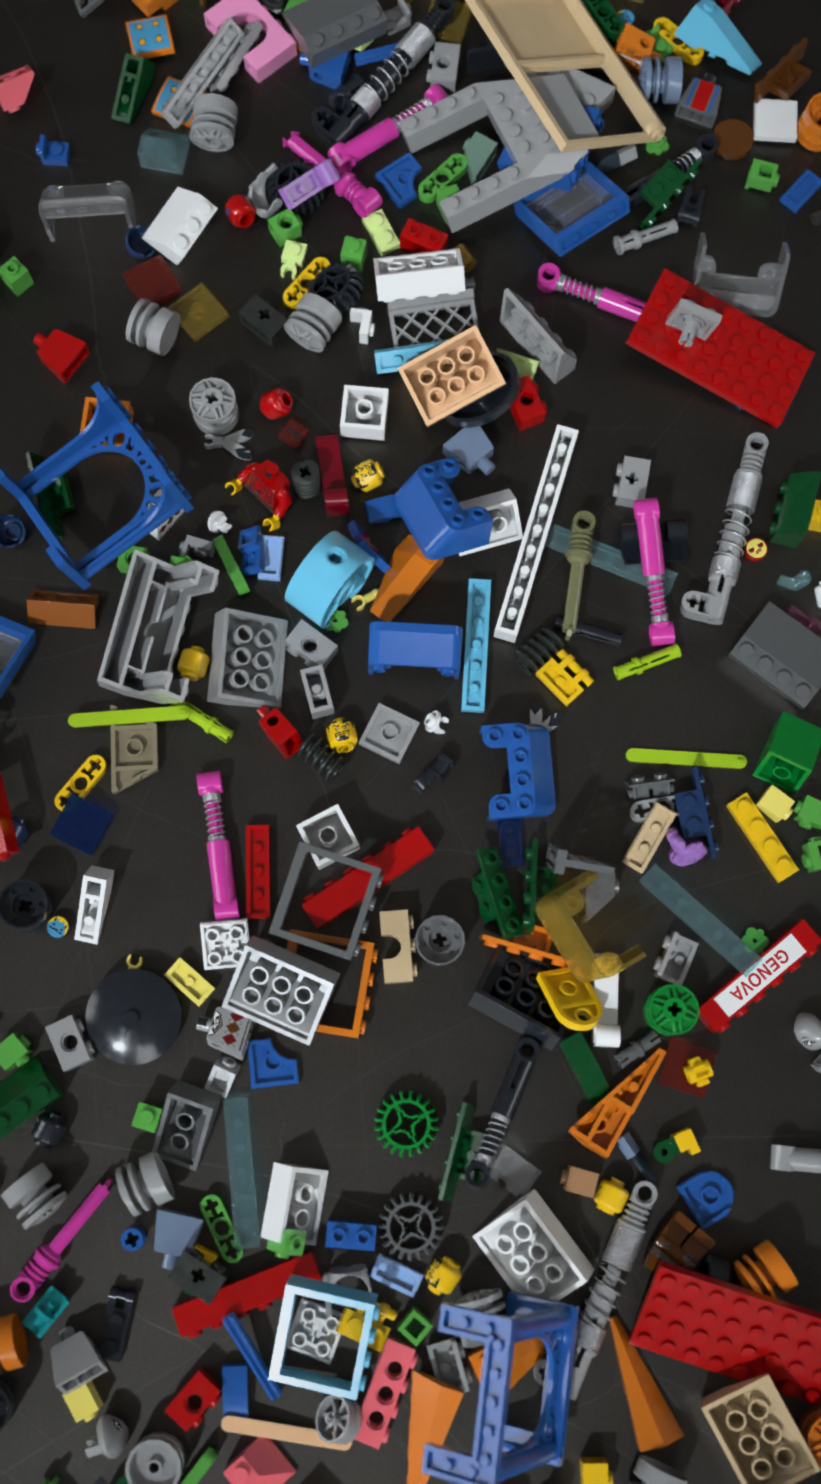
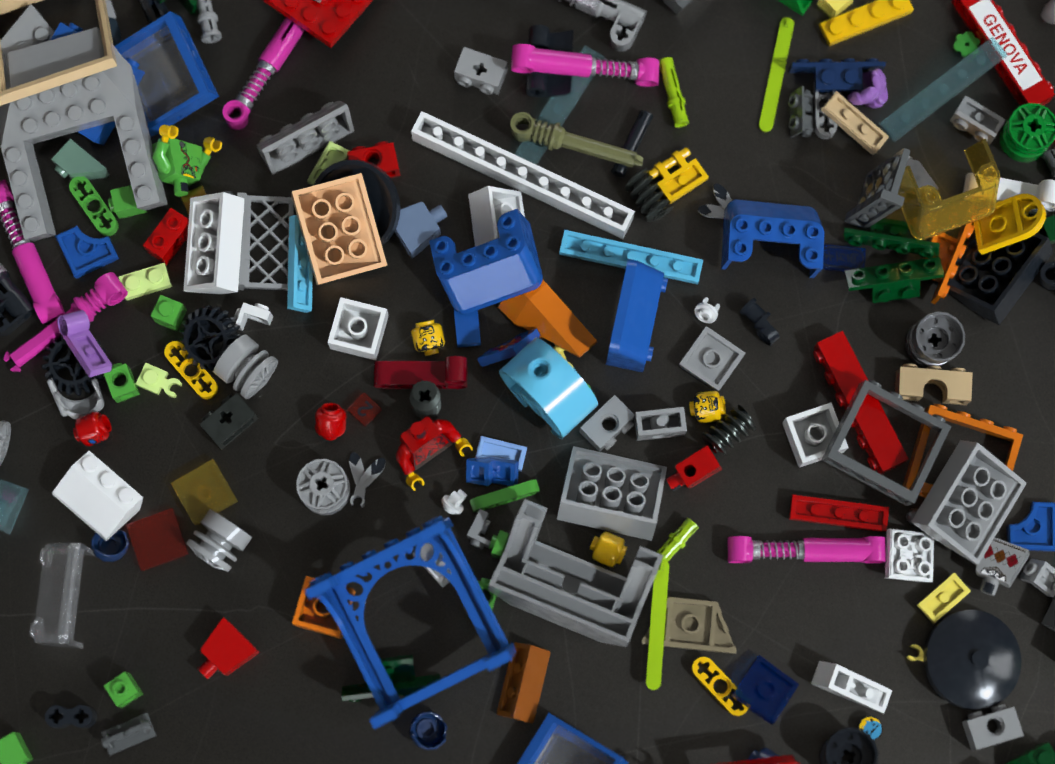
camera: 80 degrees left, 0 degrees up
(492, 235) = (181, 161): none -> bright green torso

